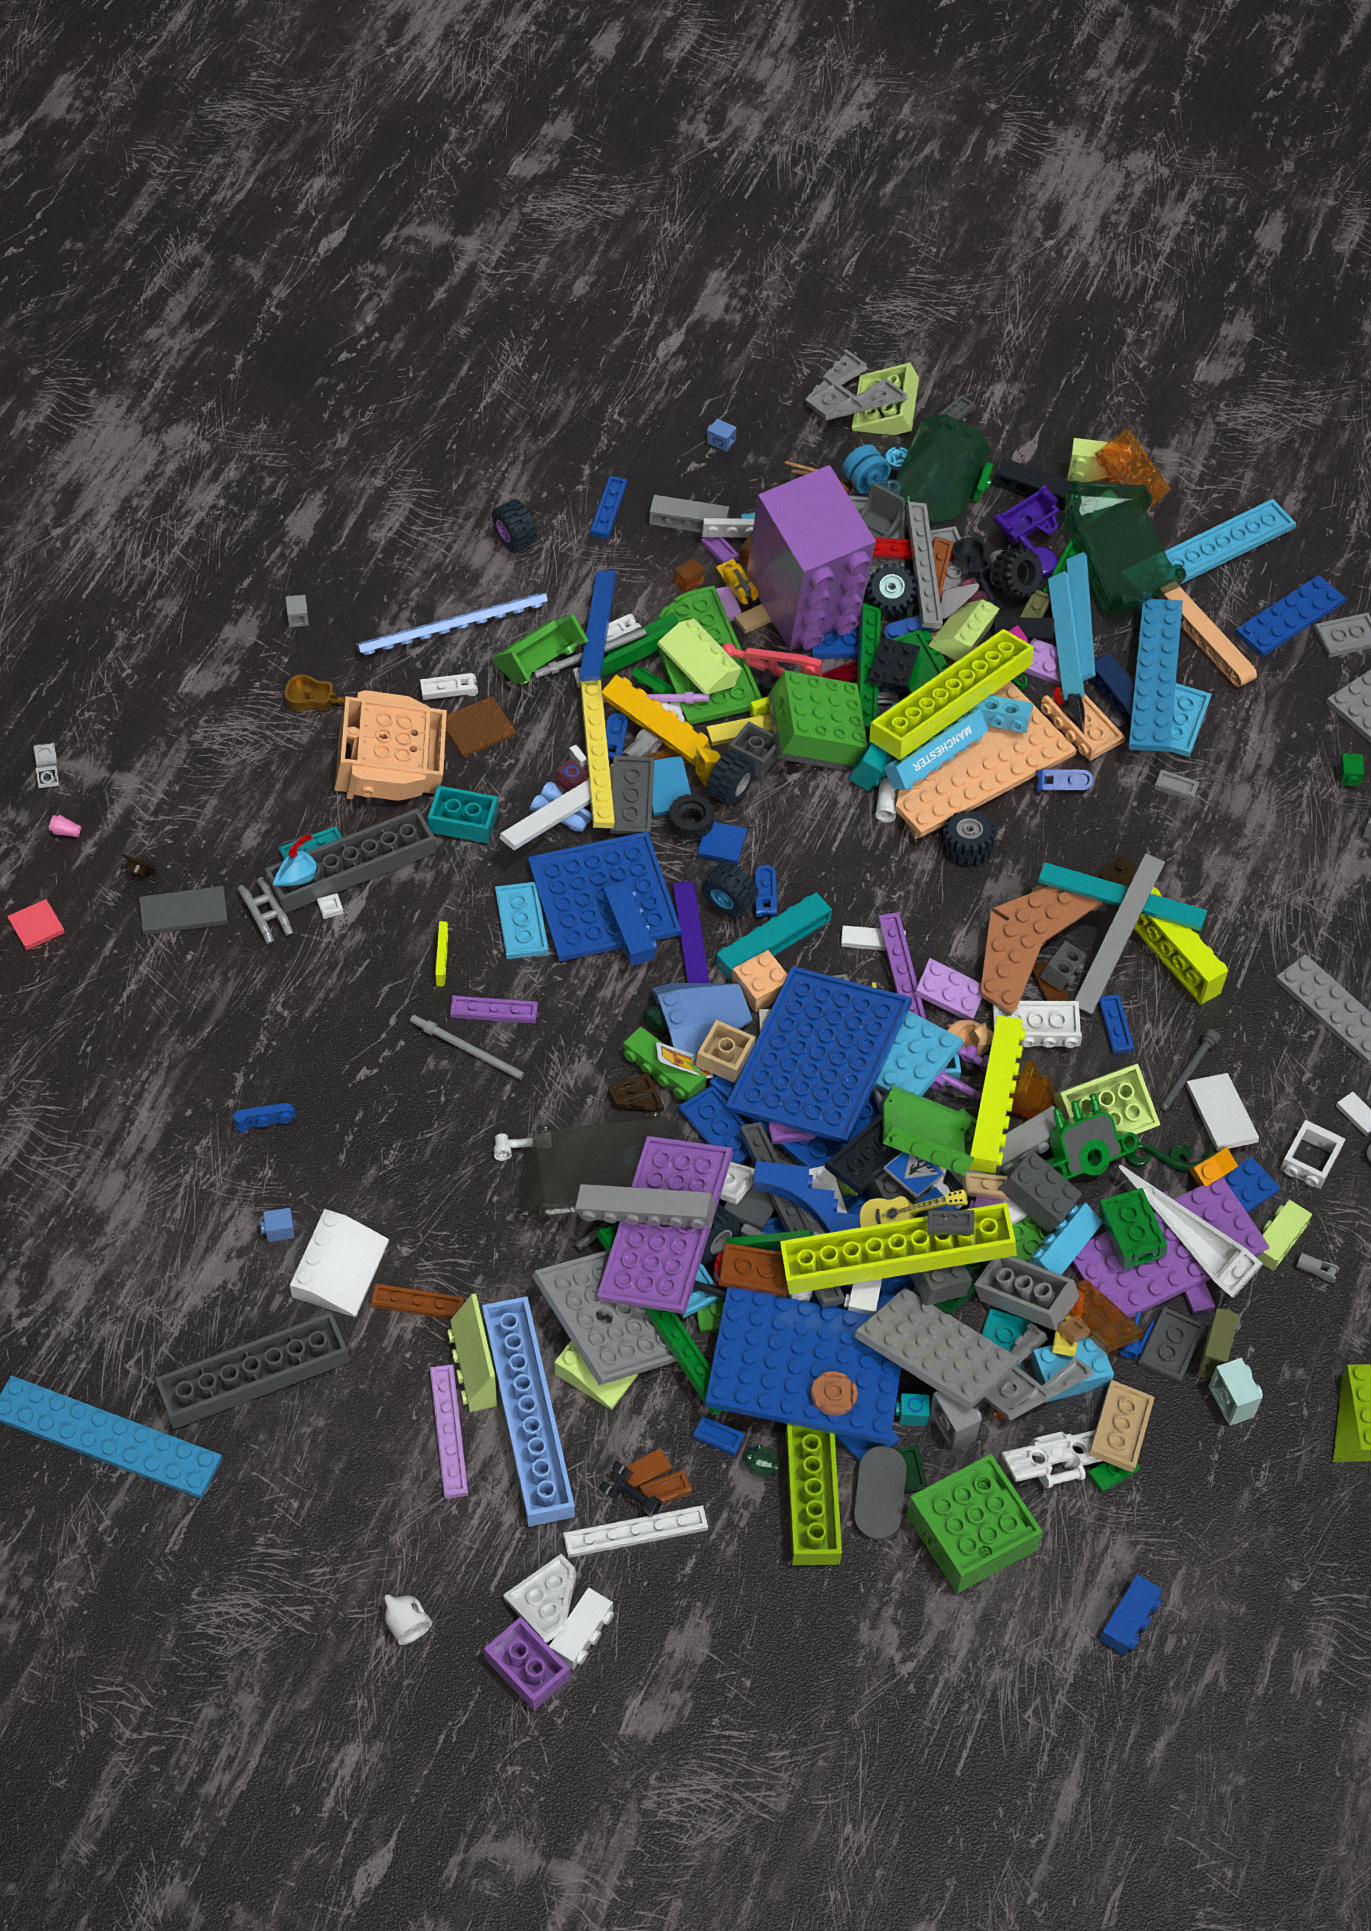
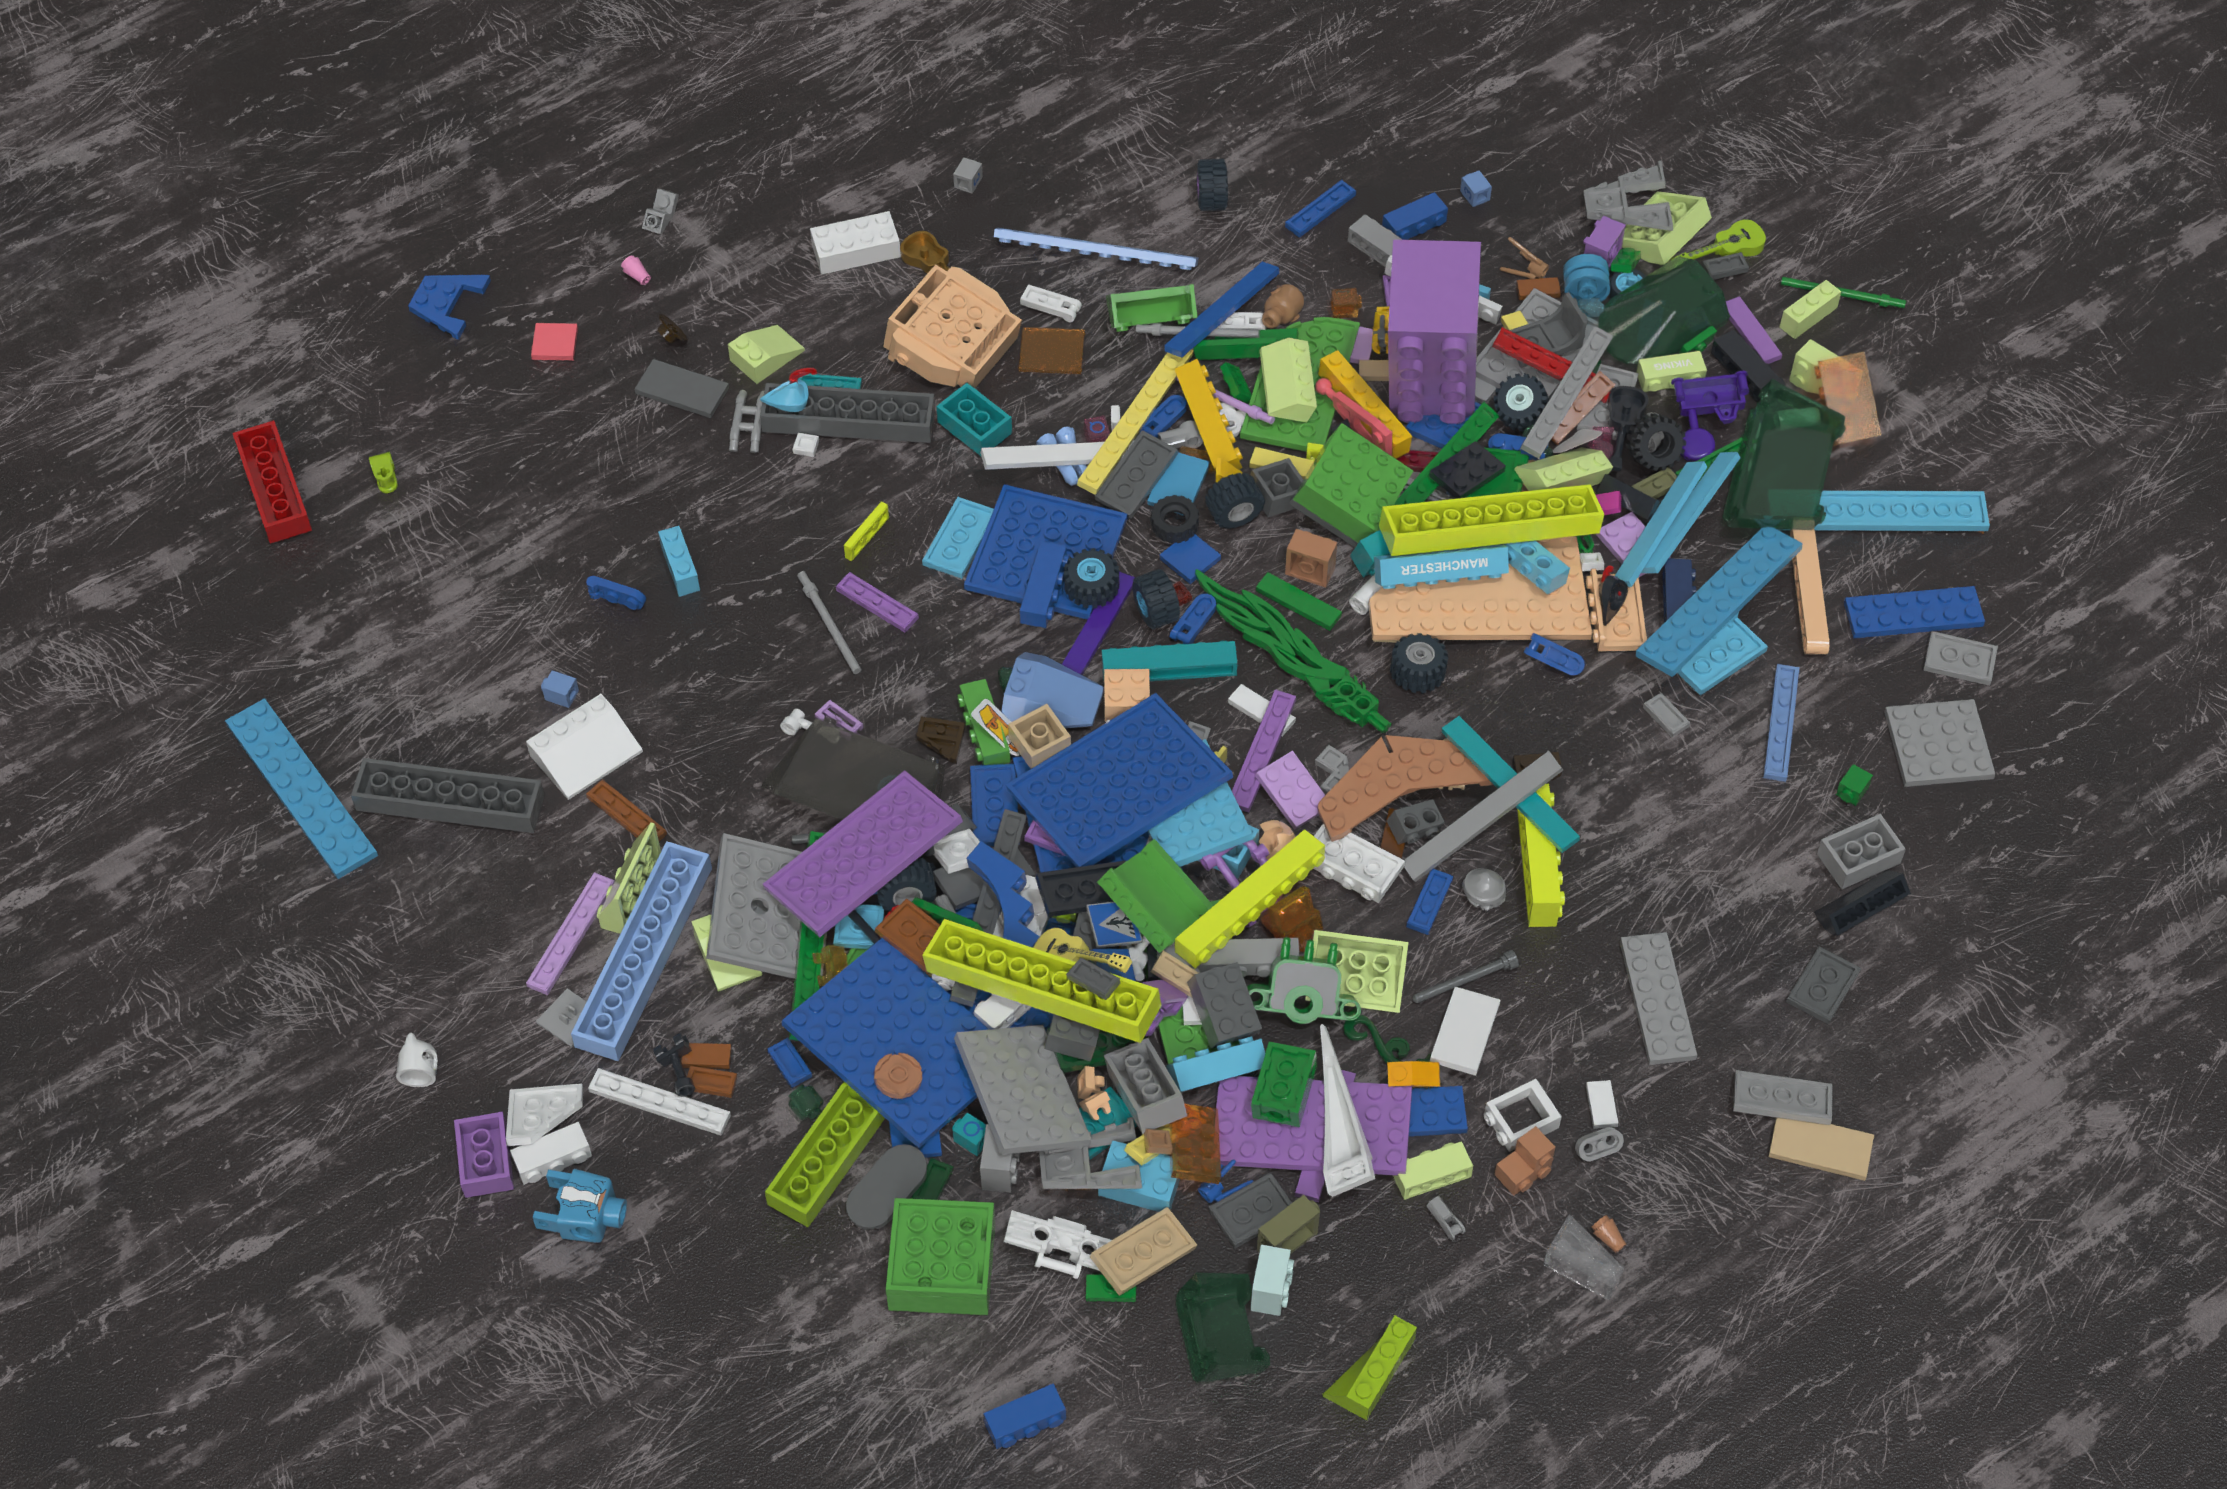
camera: 35 degrees right, 0 degrees up
(233, 844) = (763, 351): none -> yellowish green slope
(243, 712) = (855, 242): none -> white brick
(299, 1060) = (679, 561): none -> medium azure brick
(500, 1505) = (562, 1016): none -> light grey piece
(527, 1129) = (857, 725): none -> lavender tile
(642, 600) = (1282, 306): none -> medium nougat piece
(645, 1206) = (852, 827): light grey brick -> none
(651, 1655) = (585, 1208): none -> dark azure piece
(665, 898) = (1091, 578): none -> black wheel
(694, 478) = (1416, 217): none -> blue brick
(697, 1327) = (834, 960): none -> clear yellow plate
(748, 636) = (1350, 383): none -> yellow brick
(824, 794) = (1311, 558): none -> nougat brick
(834, 835) = (1298, 601): none -> green tile
(856, 874) = (1287, 642): none -> green piece
(858, 430) = (1605, 239): none -> medium lavender container
(881, 440) = (1625, 260): none -> green plate
(951, 384) = (1742, 237): none -> lime piece
(963, 952) = (1335, 764): none -> light grey tile
(972, 1314) = (1088, 1082): none -> light nougat tile
(979, 512) = (1659, 371): none -> yellowish green brick
(993, 1326) = (1096, 1101): none -> light nougat tile
(1005, 449) = (1752, 331): none -> medium lavender tile
(1034, 692) = (1591, 561): none -> white tile
(1045, 416) = (1810, 309): none -> yellowish green brick
(1089, 385) = (1883, 299): none -> green bar
(1151, 991) = (1484, 888): none -> light grey hair
(1220, 1456) = (1218, 1327): none -> clear green windscreen
(1262, 748) = (1781, 722): none -> medium blue tile
(1346, 1187) = (1527, 1163): none -> nougat brick

